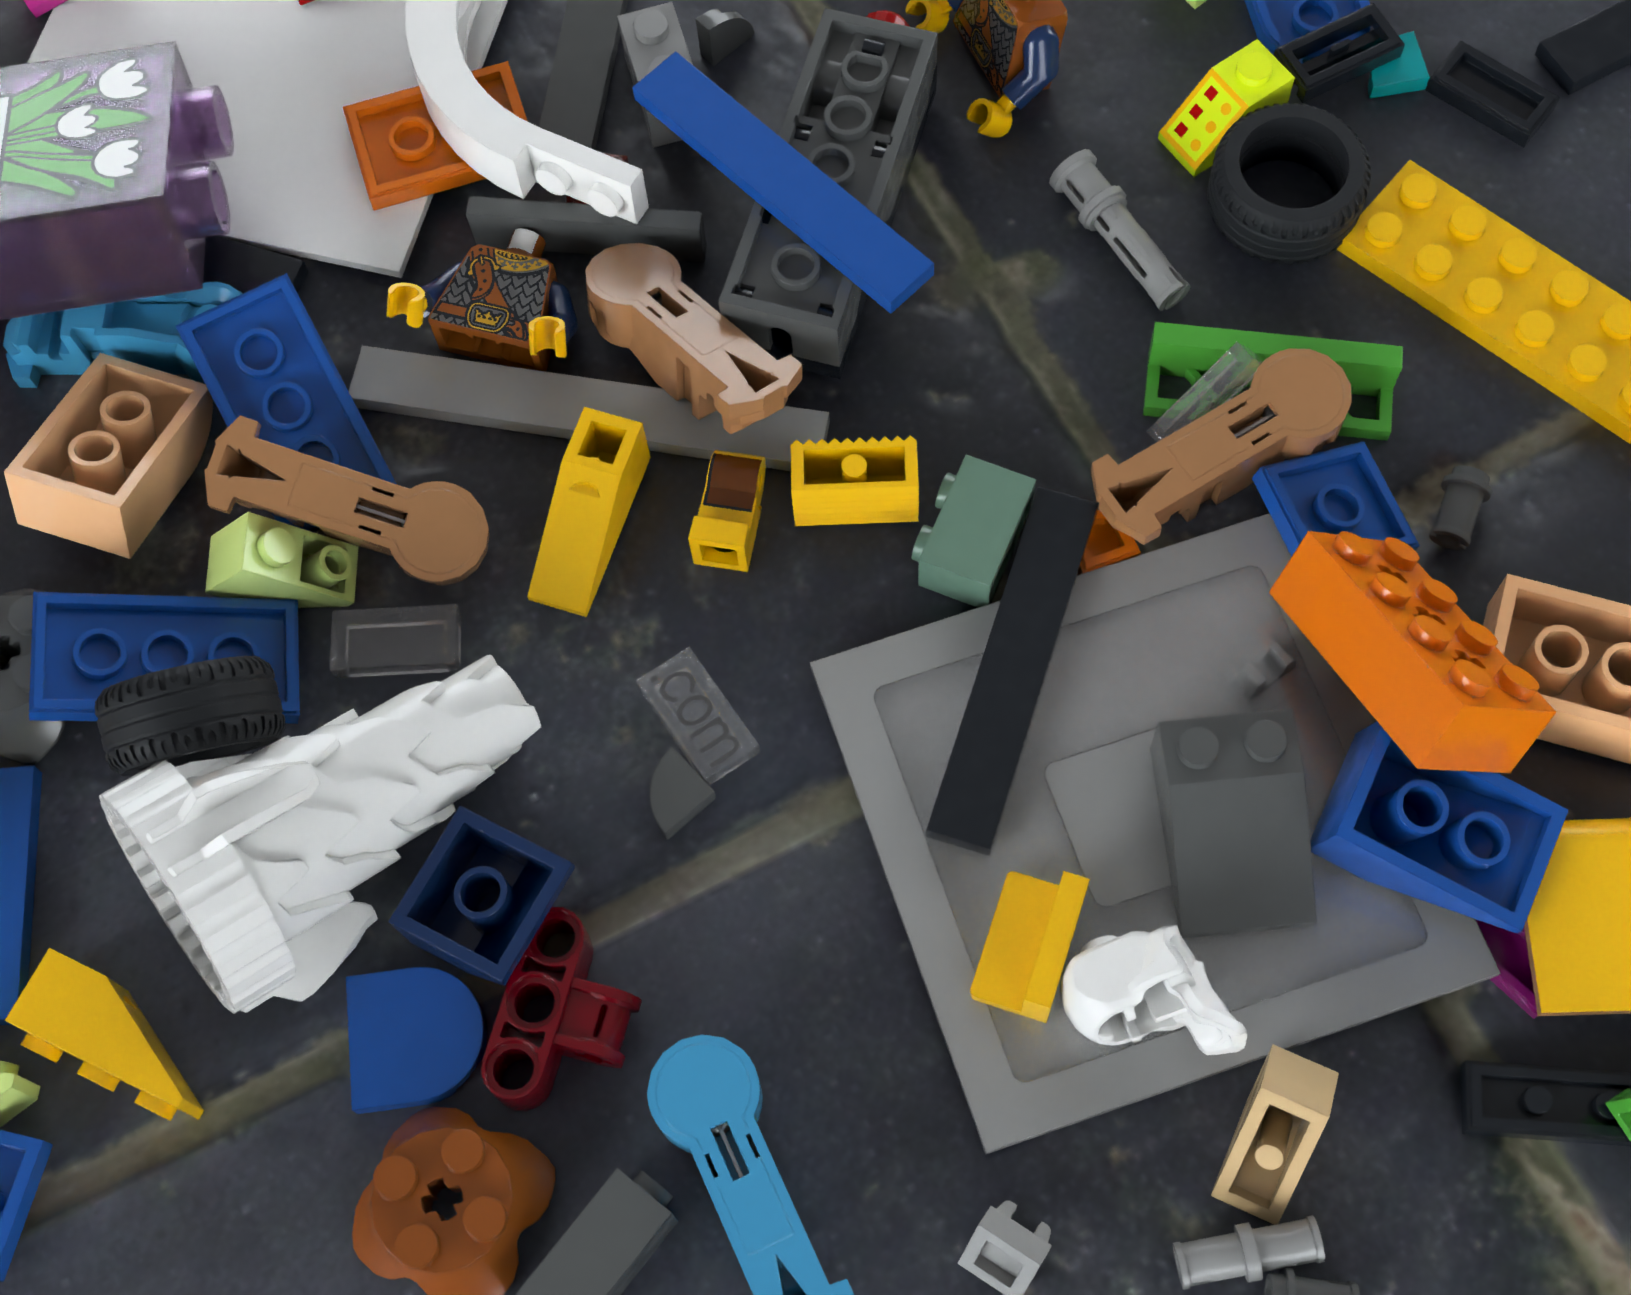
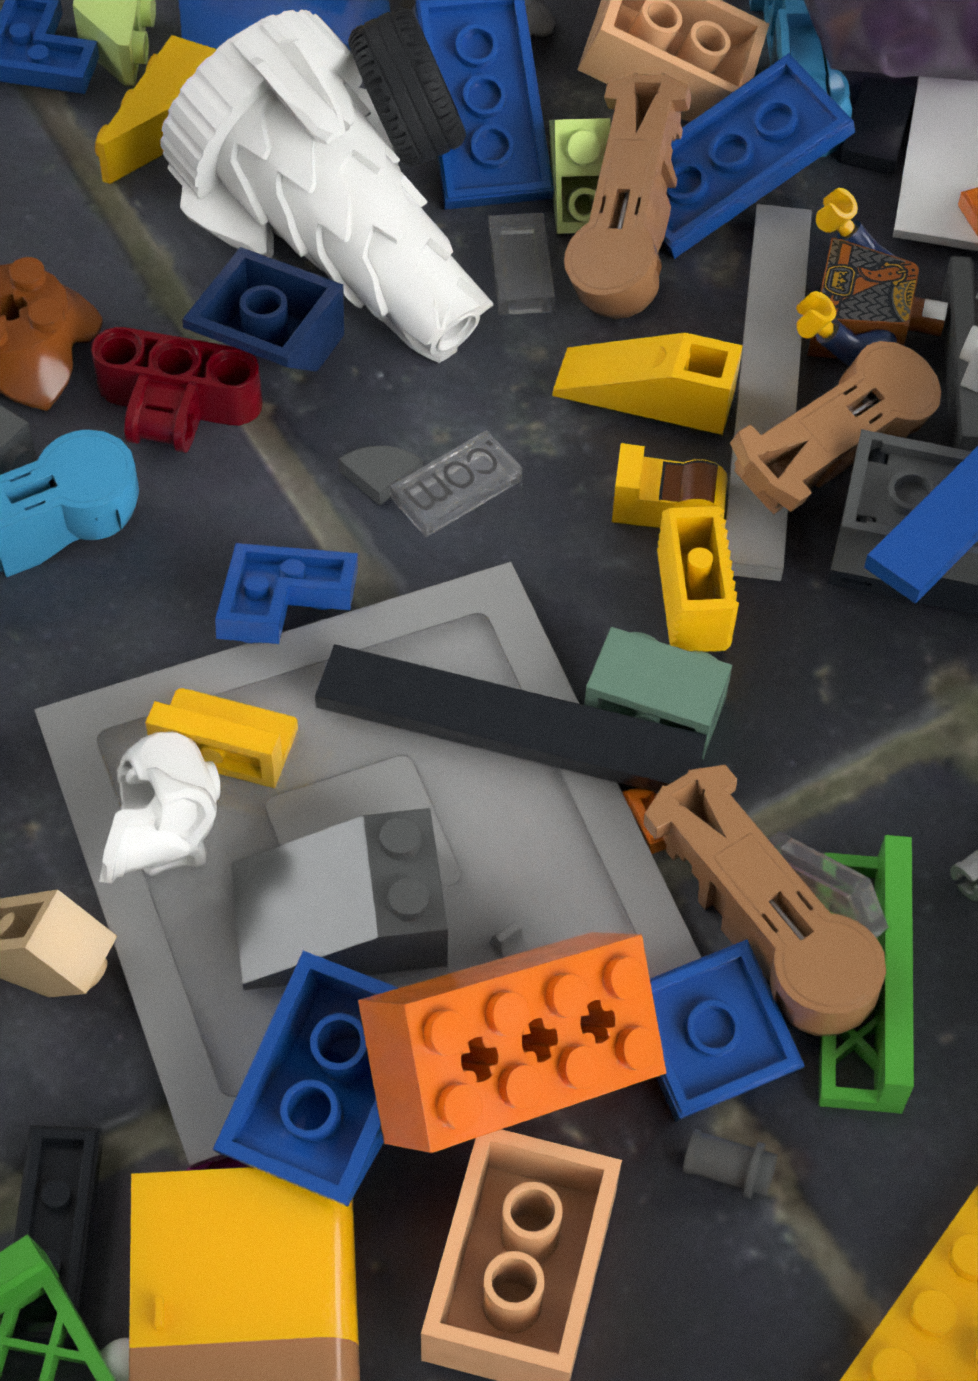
camera: 80 degrees right, 10 degrees down
(411, 1037) = (155, 291): blue tile -> none
(830, 902) = (270, 578): none -> blue plate

